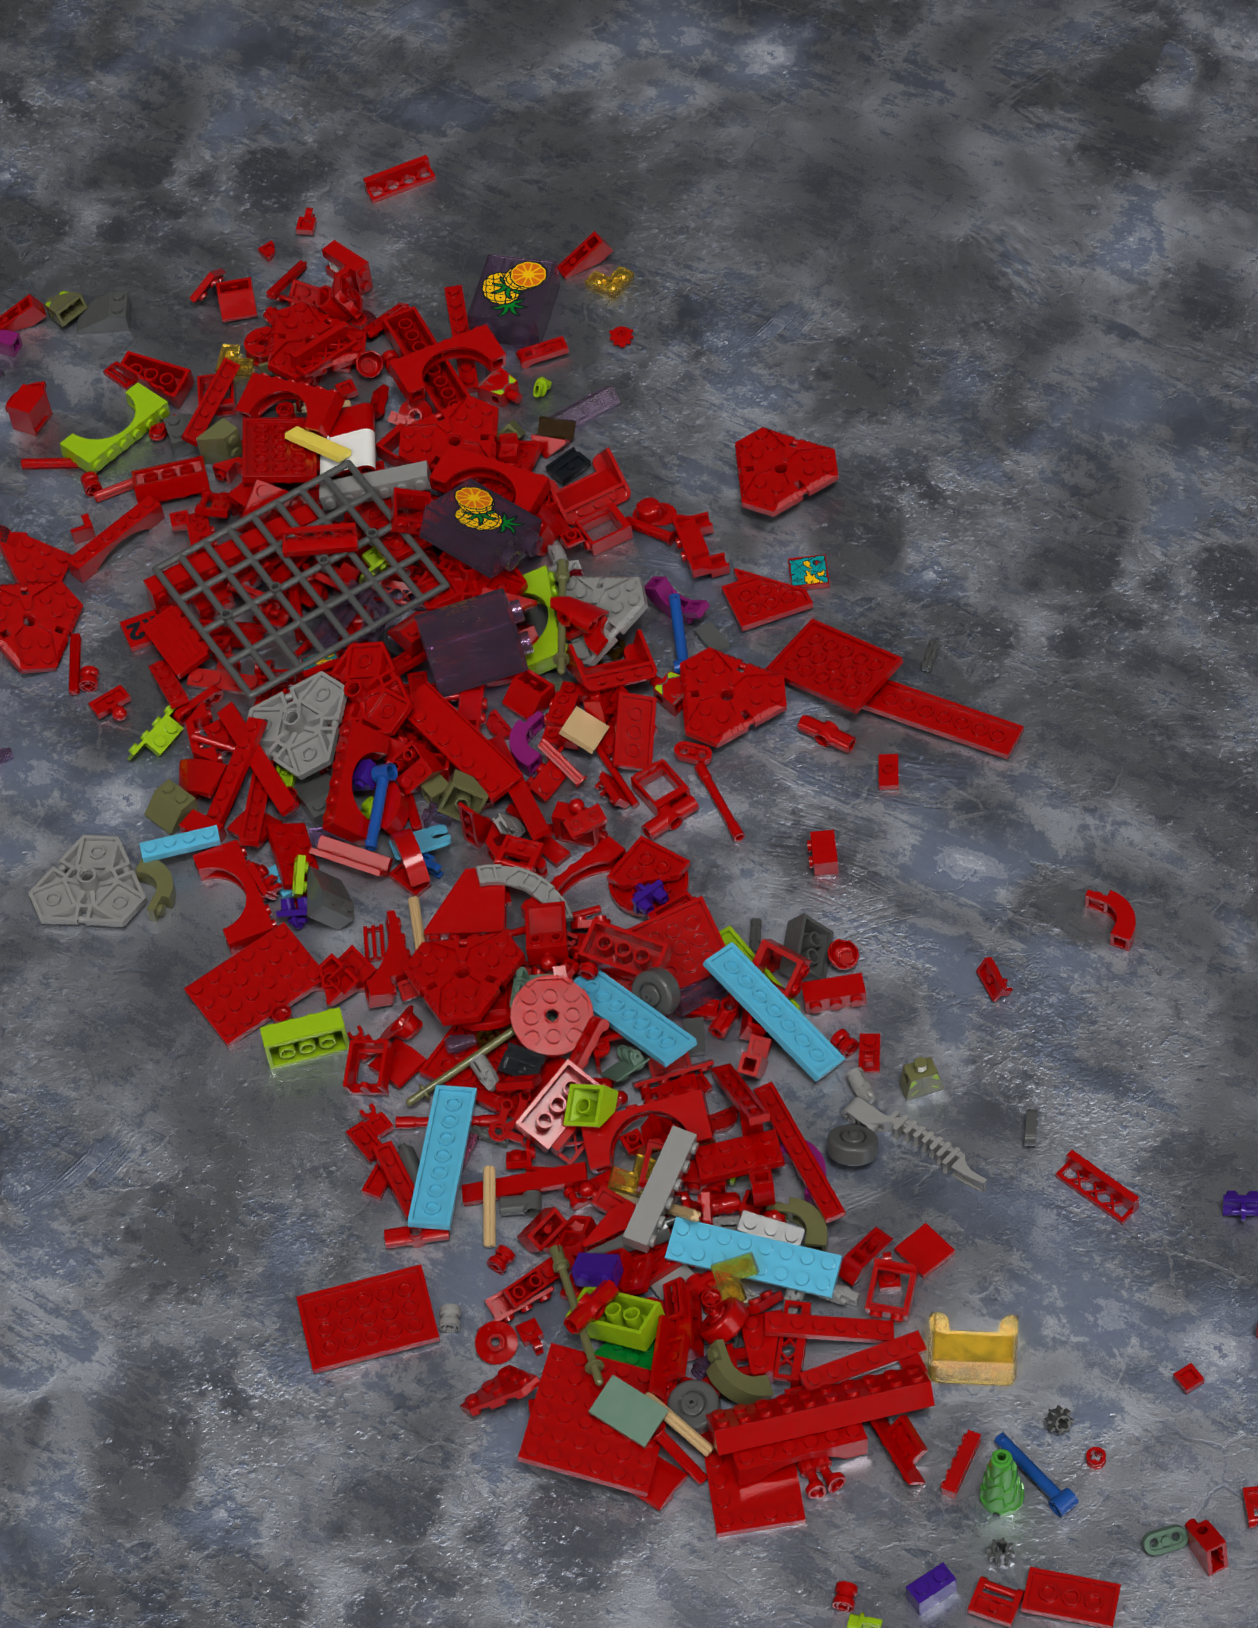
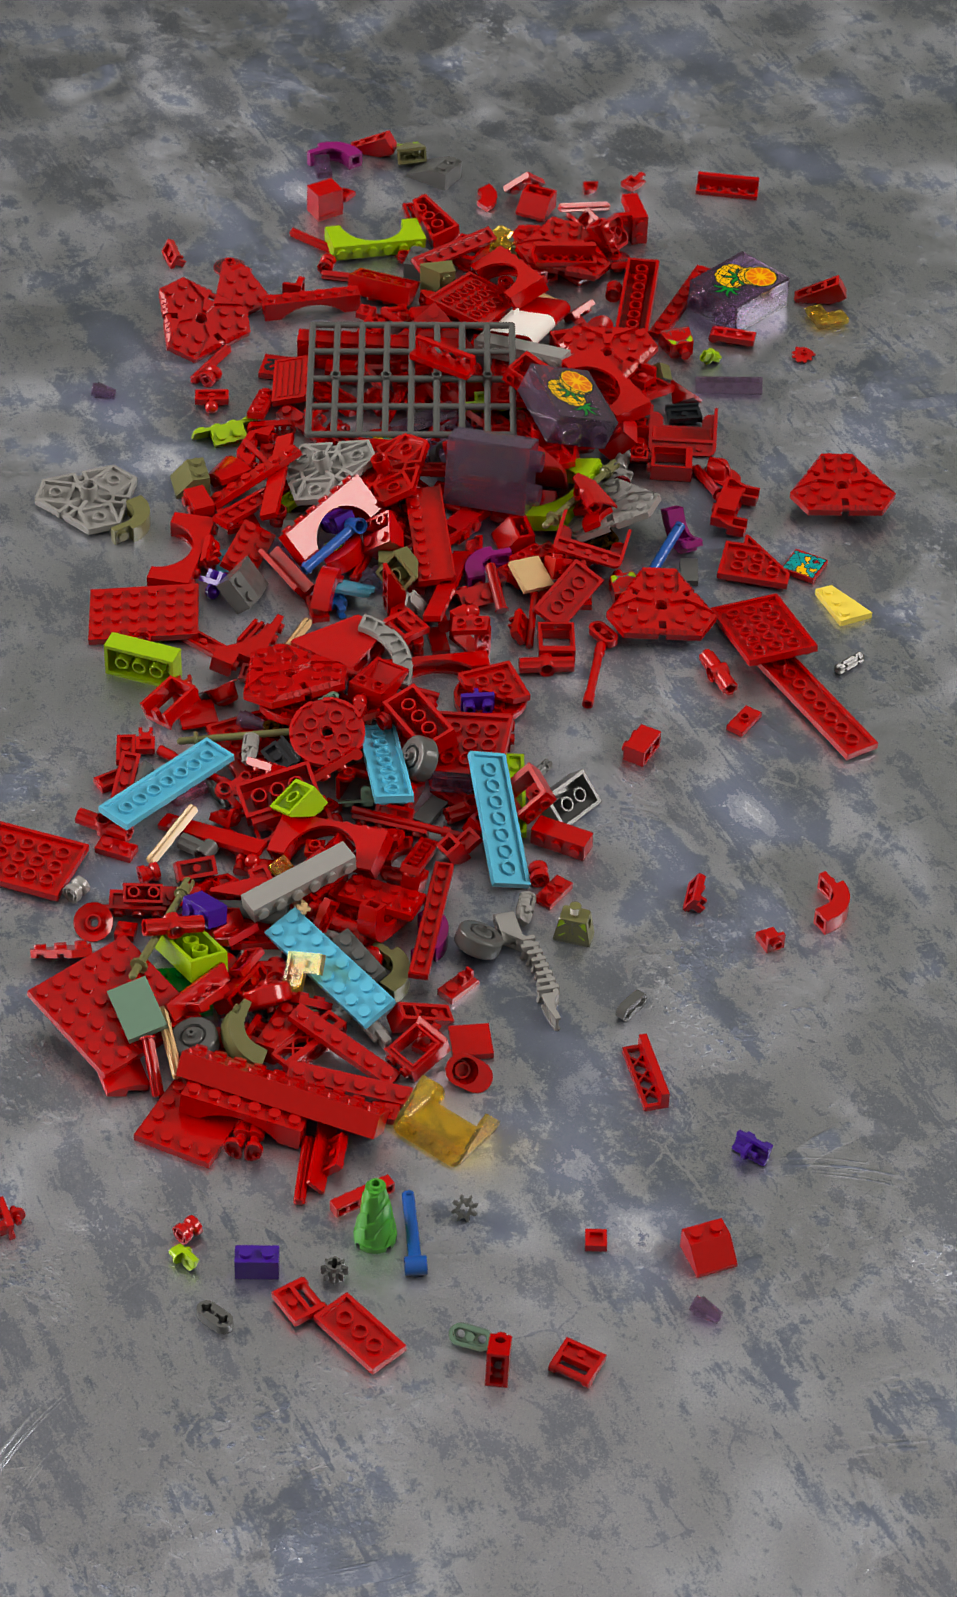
camera: 25 degrees right, 10 degrees down
(180, 316) = (488, 197): none -> red tile
(180, 843) = (172, 499): medium azure plate -> none
(300, 868) = (238, 554): lime plate -> none
(318, 444) = (504, 308): light yellow tile -> none
(344, 975) = (206, 637): red slope -> none
(347, 389) = (564, 292): red plate -> none
(370, 364) = (594, 285): red hair -> none
(446, 1251) = (116, 849): none -> red plate
(474, 344) = (678, 301): red arch -> none
(556, 427) = (695, 384): dark brown tile -> none
(726, 1050) = (443, 831): none -> red bar
(843, 954) = (591, 815): red hair -> none
(867, 1201) = (458, 986): none -> red plate
(874, 597) = (841, 606): none -> light yellow wing
(891, 1472) = (303, 1168): none -> red axle
(953, 1284) = (469, 1073): none -> red piece
(1091, 986) = (771, 939): none -> red bracket
(1094, 1464) = (471, 1246): red bush -> none

